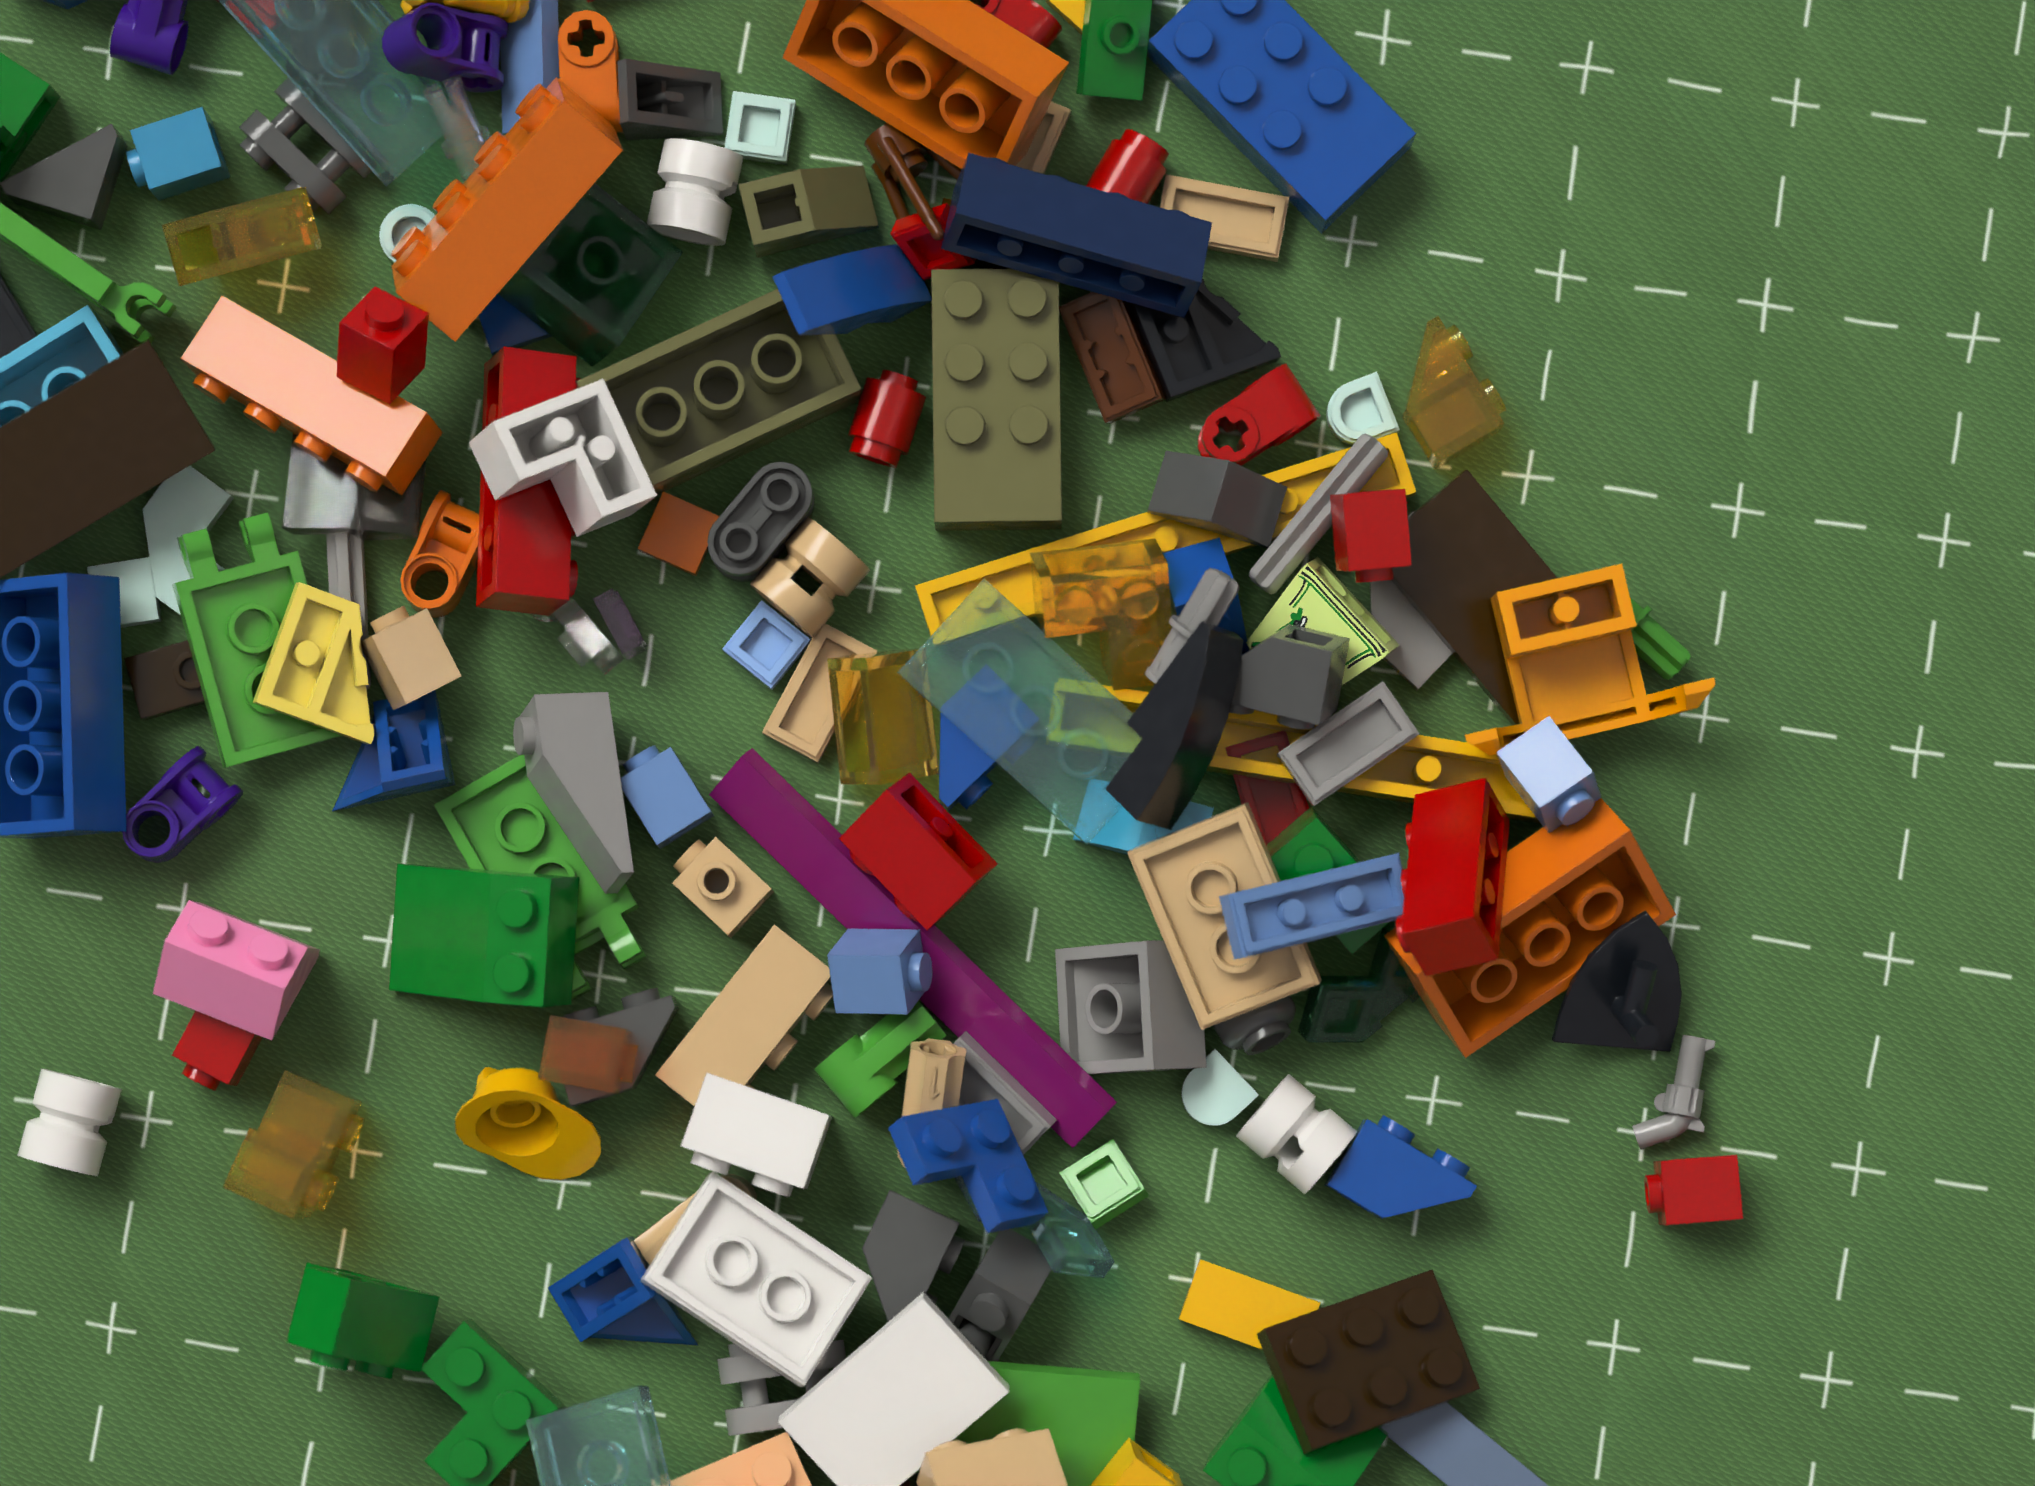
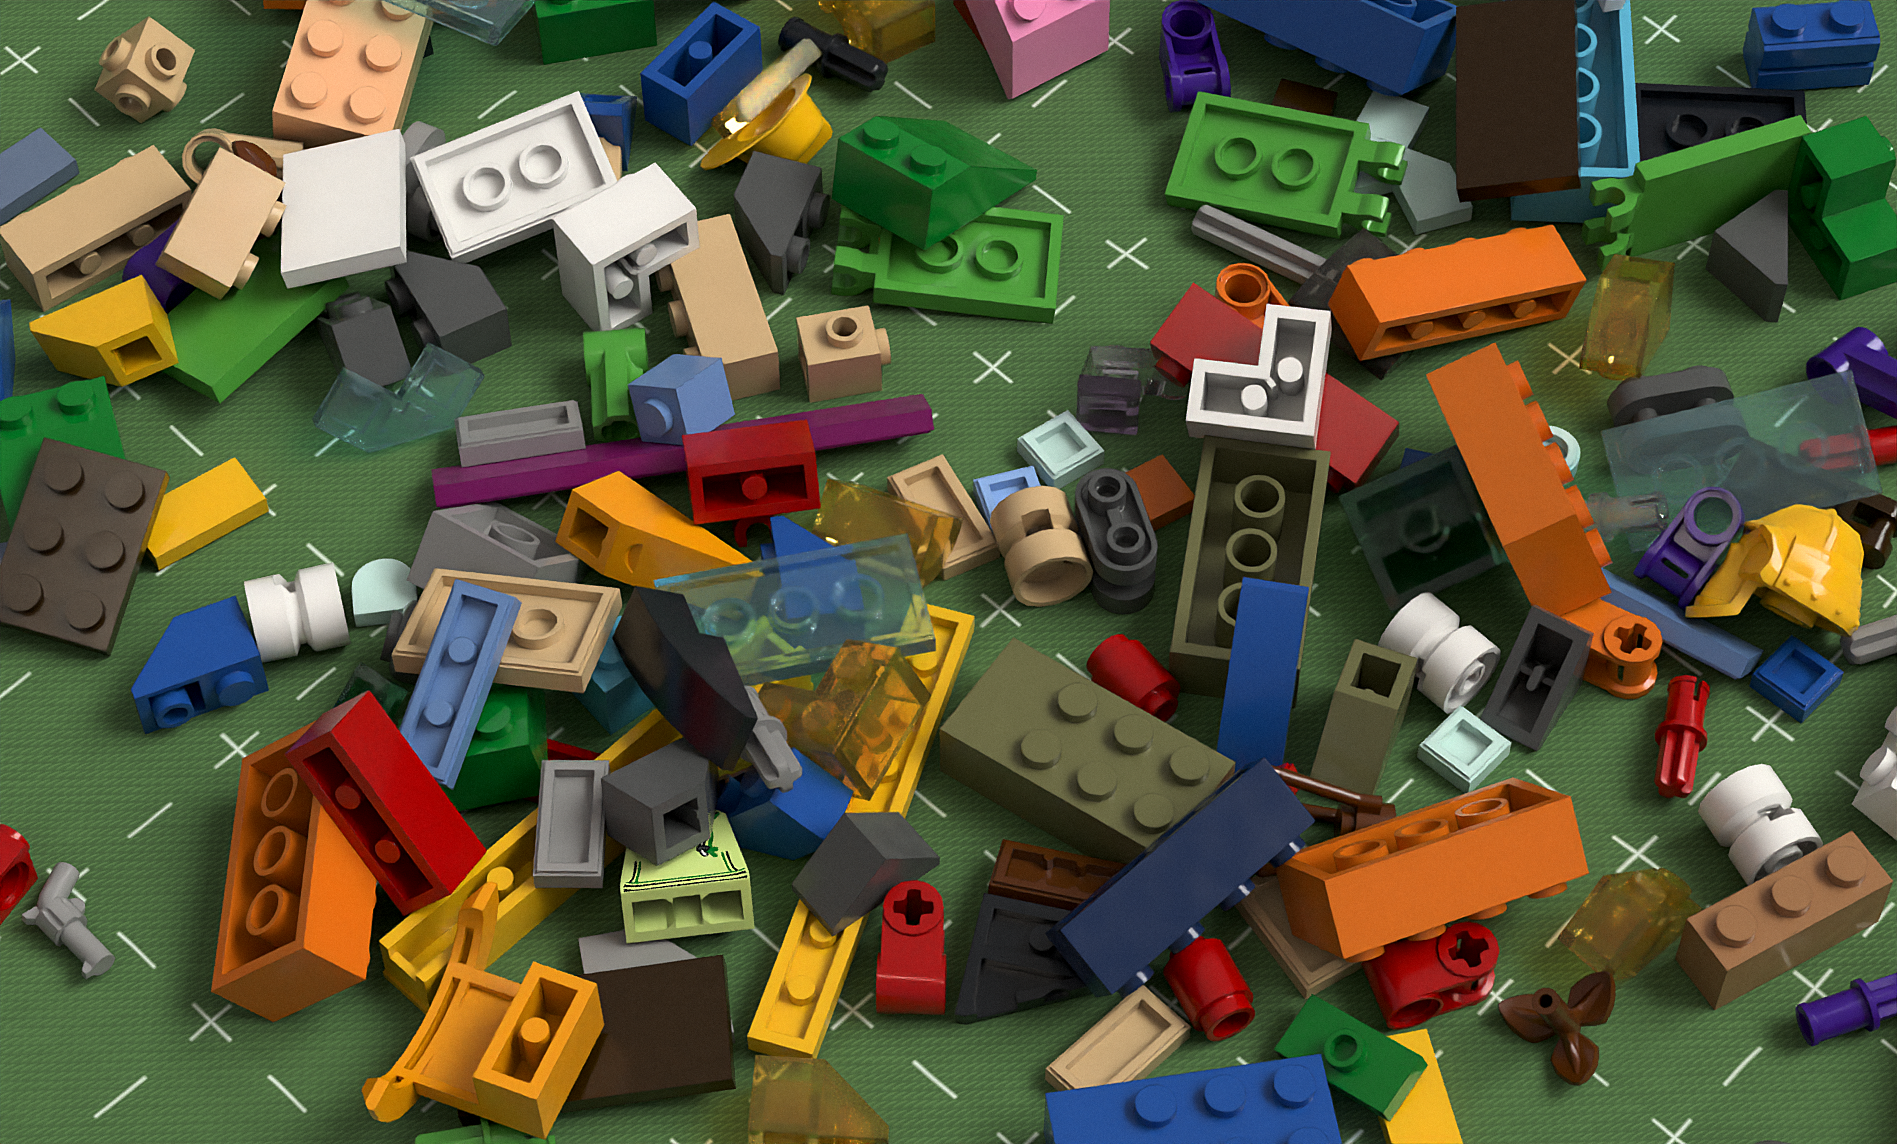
camera: 125 degrees right, 30 degrees down
(177, 154) = (1733, 330): dark azure brick -> none
(319, 665) = (1229, 183): light yellow wing -> none
(382, 345) = (1459, 320): red brick -> none
(388, 1136) = (837, 55): none -> black axle
(404, 757) = (1117, 220): blue slope -> none
(408, 656) = (1191, 246): tan brick -> none
(474, 1163) = (765, 87): none -> clear yellow tile
(505, 1224) = (701, 72): none -> blue brick
(577, 774) = (1009, 296): light grey slope -> none
(588, 1055) = (780, 161): clear orange brick -> none
(663, 795) = (945, 356): medium blue brick -> none
(684, 641) = (1060, 450): none -> light aqua tile
(933, 1077) = (544, 376): tan piece -> none
(982, 1149) = (478, 373): blue plate -> none
(1033, 900) = (637, 535): none -> light orange slope
(1104, 1184) = (383, 471): tile -> none
(1315, 515) = (789, 937): light grey axle -> none
(1360, 409) = (858, 1052): light aqua tile -> none
(1371, 533) = (736, 940): red brick -> none
(1549, 775) = (407, 937): brick -> none
(1624, 992) = (185, 919): black shield -> none

